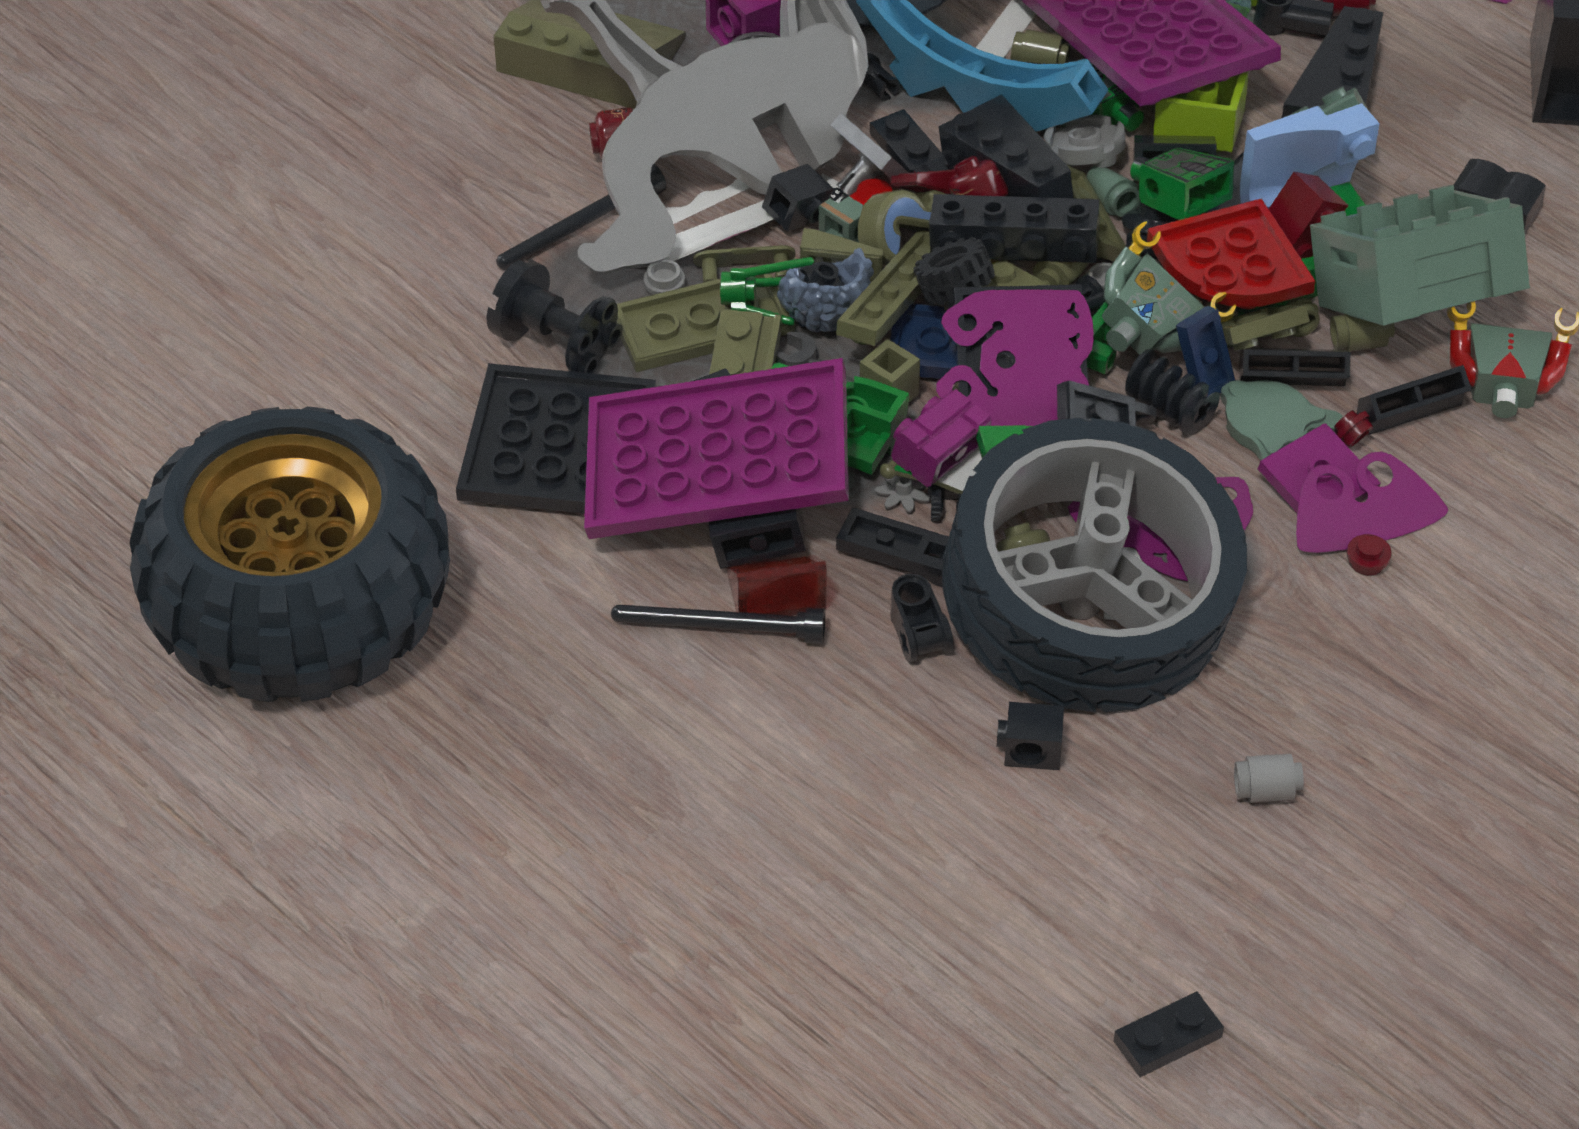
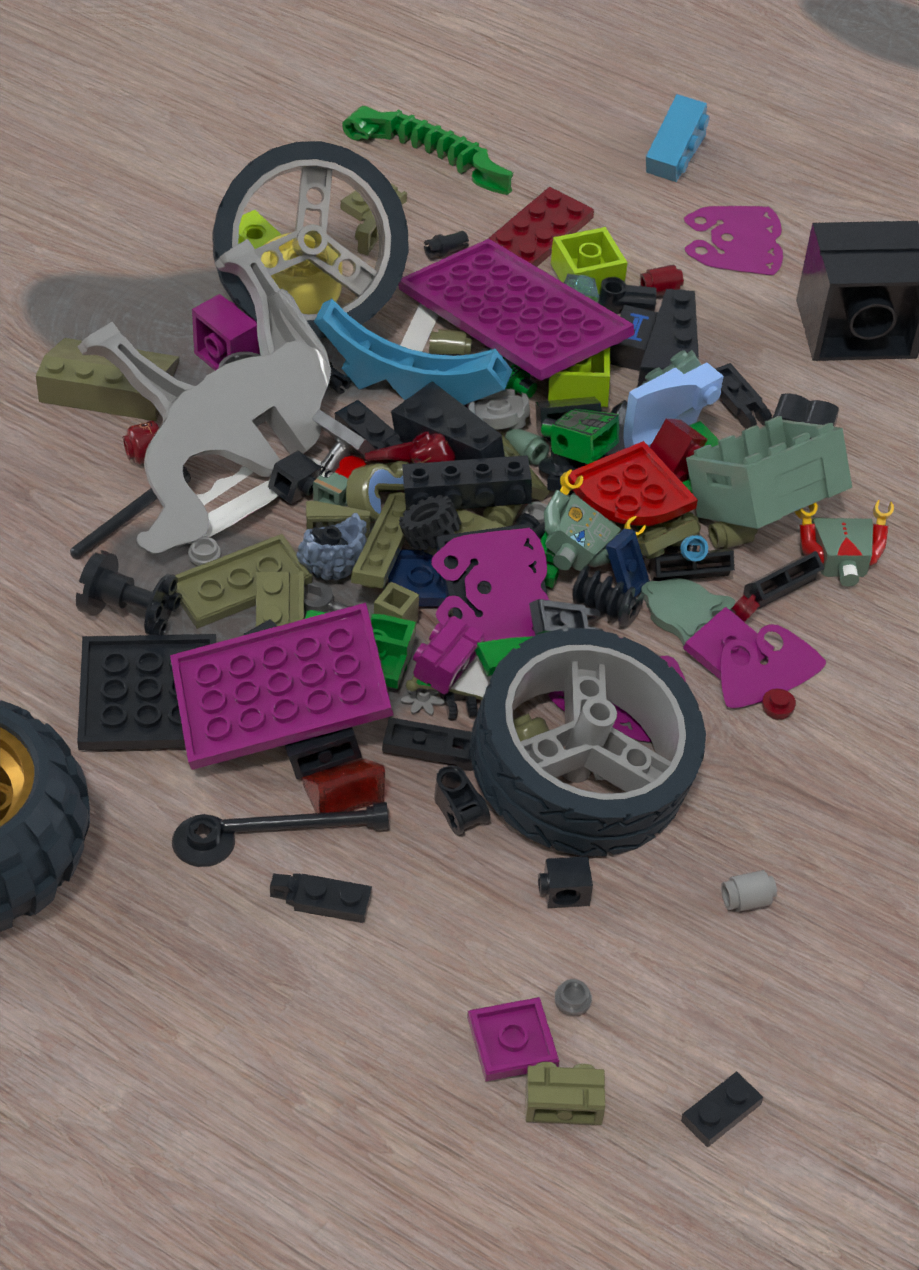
camera: 15 degrees left, 0 degrees up
(583, 639) = (201, 851): none -> black piece
(721, 712) = (322, 896): none -> black hinge
(726, 257) = (286, 523): olive piece -> none
(741, 284) = (267, 550): green plant -> none
(920, 912) = (511, 1038): none -> magenta plate
(969, 985) = (565, 1094): none -> olive brick
(1009, 874) = (573, 997): none -> flat silver plate
(1278, 79) = (632, 350): none -> black brick
(1289, 341) = (689, 548): none -> dark azure hinge
(1413, 153) = (742, 398): none -> black hinge

